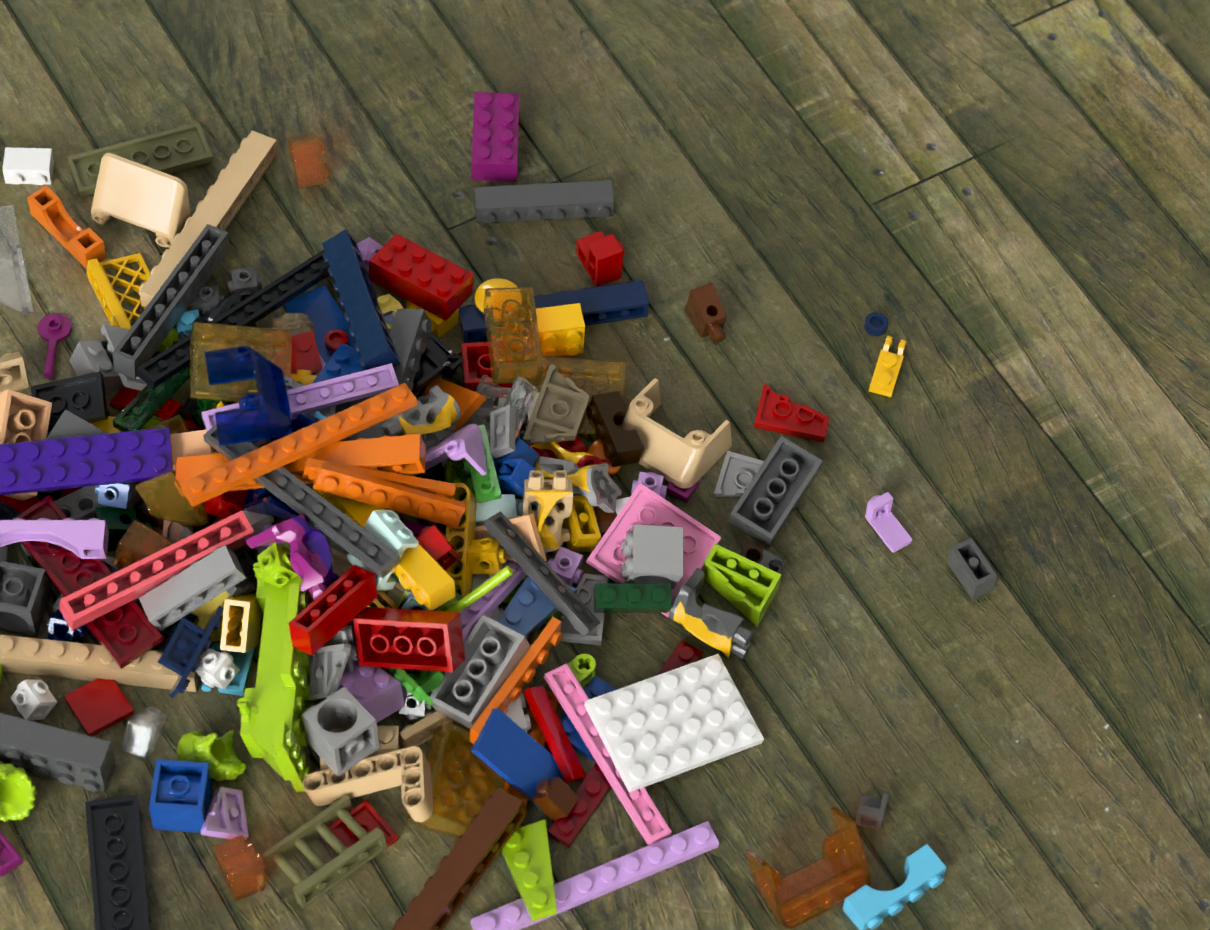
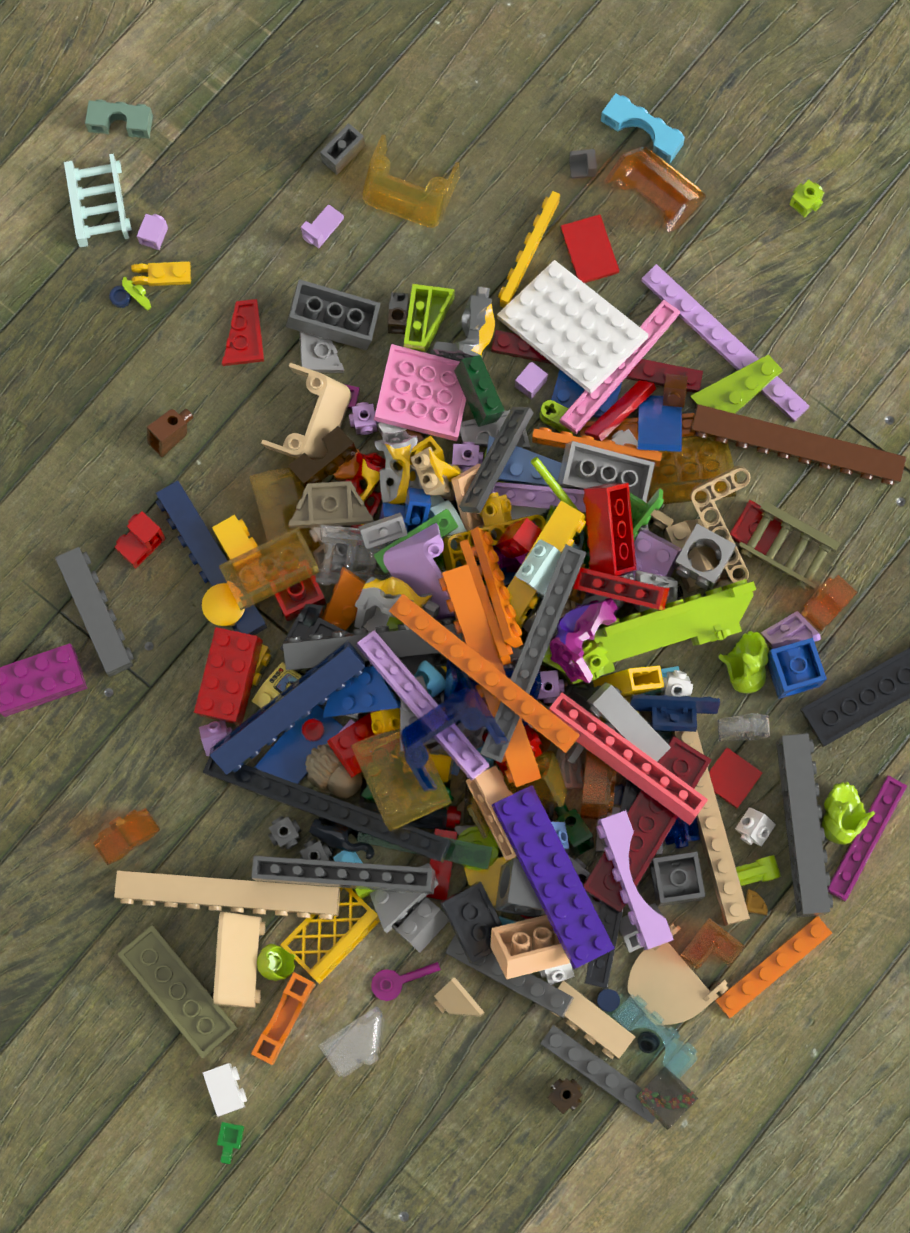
camera: 105 degrees left, 20 degrees up
(123, 238) = (275, 962): none -> lime hair
(626, 662) = (531, 380): none -> lavender panel
(653, 555) = (443, 380): light grey brick -> none
(764, 782) = (589, 249): none -> red tile
(792, 722) = (532, 241): none -> yellow plate
(873, 337) = (136, 292): none -> lime piece
(876, 631) = (405, 198): none -> clear yellow windscreen
(938, 369) = (152, 231): none -> lavender brick
(992, 312) = (77, 194): none -> light aqua fence
(1074, 393) = (102, 114): none -> sand green arch

